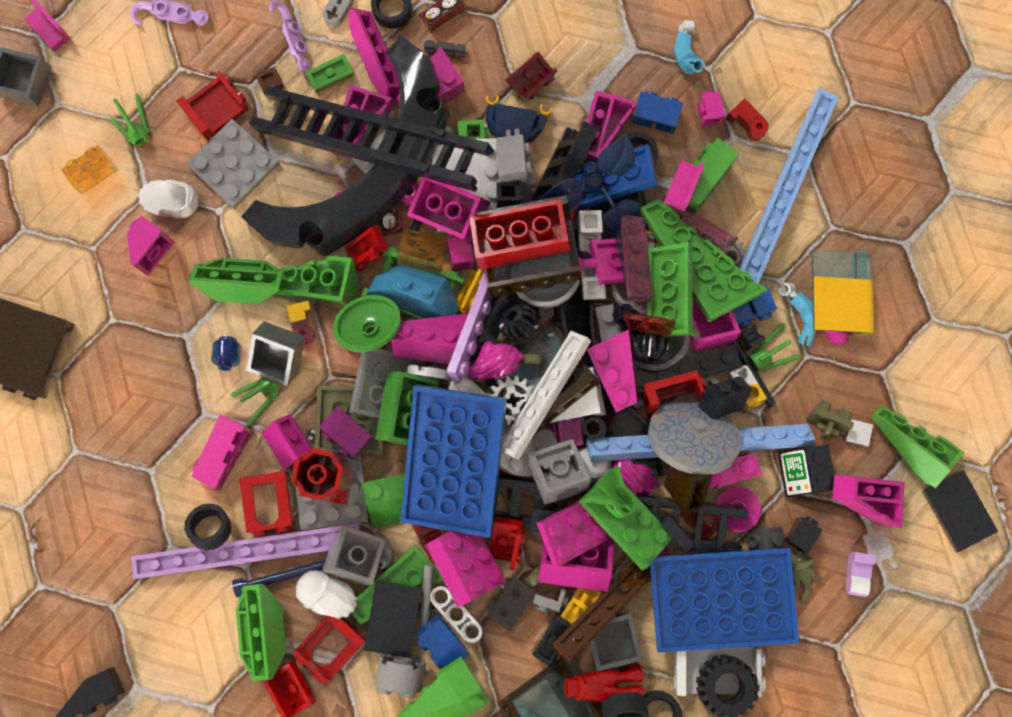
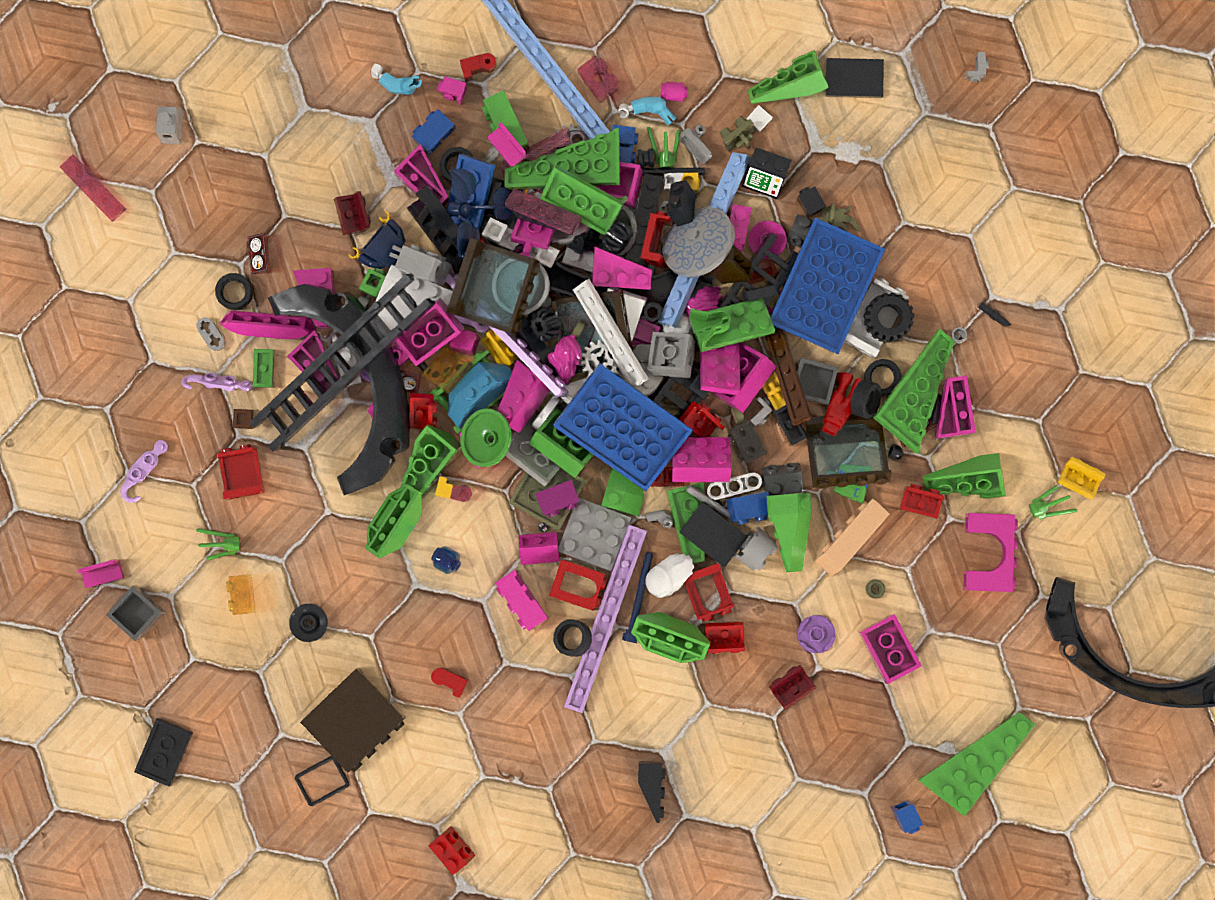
camera: 60 degrees left, 5 degrees up
(86, 242) = (298, 622): none -> black dish
(103, 422) = (445, 677): none -> red leg
(147, 244) = (328, 576): dark pink slope -> none
(169, 198) = (299, 543): white hair -> none
(233, 163) = (295, 481): light grey plate -> none
(265, 386) = (488, 542): bright green plant -> none
(275, 353) = (468, 521): dark grey piece -> none
(323, 476) = (585, 527): red brick -> none
(354, 556) = (652, 539): light grey slope -> none
(448, 48) = (292, 265): dark grey axle -> none
(492, 662) = (783, 479): none -> dark grey bracket
(507, 194) = (444, 282): black brick -> none
(519, 234) = (482, 288): red brick -> none
(649, 323) = (599, 229): clear red slope -> none
(793, 380) = (694, 144): none -> light grey piece
(807, 233) = (603, 89): none -> clear pink brick
(843, 292) = (649, 71): yellow door -> none
(859, 573) = (860, 177): lavender leg -> none
(872, 498) = (811, 137): dark pink wedge -> none

